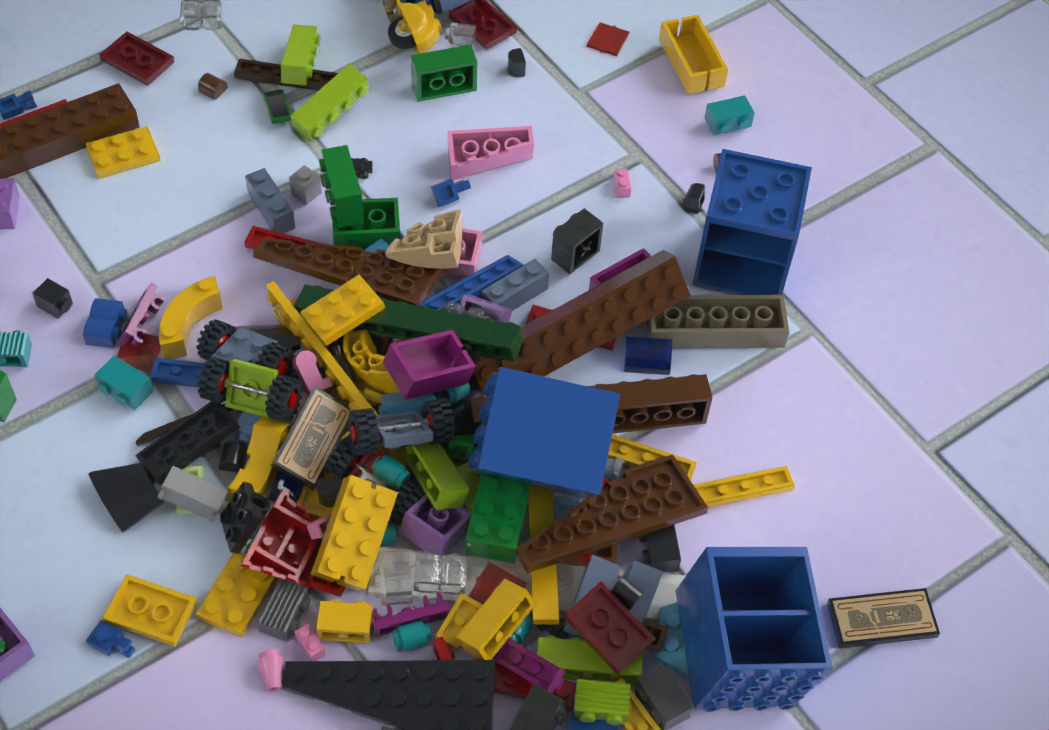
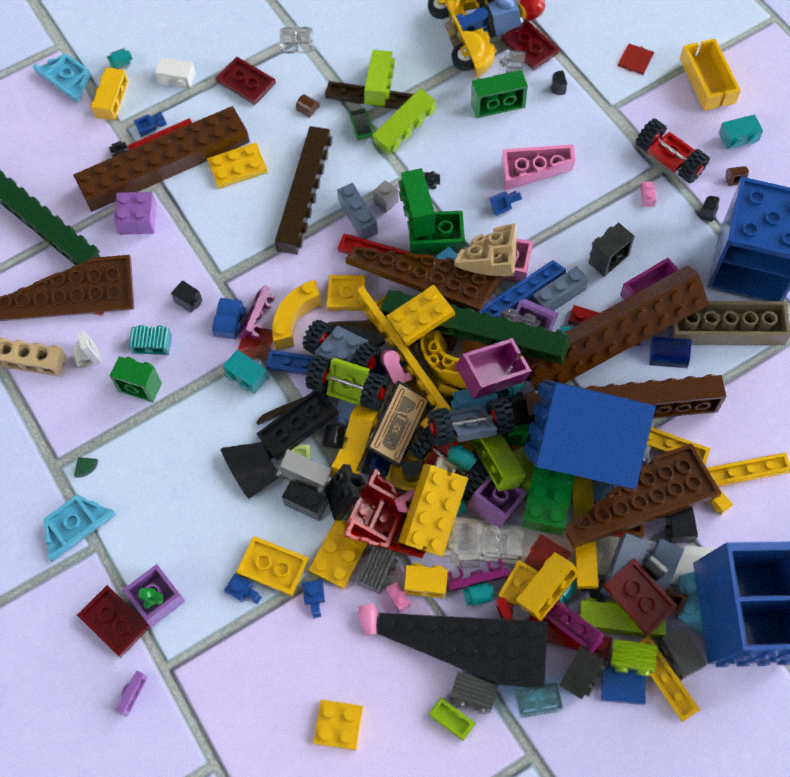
camera: 10 degrees right, 10 degrees up
(50, 49) = (175, 72): none -> white brick
(194, 531) = (305, 500): none -> black brick
(201, 644) = (314, 594): none -> blue plate
(204, 179) = (303, 190): none -> dark brown brick
(250, 292) = (343, 292): none -> yellow plate
(649, 135) = (672, 151): none -> plate
(709, 524) = (721, 504): none -> yellow piece

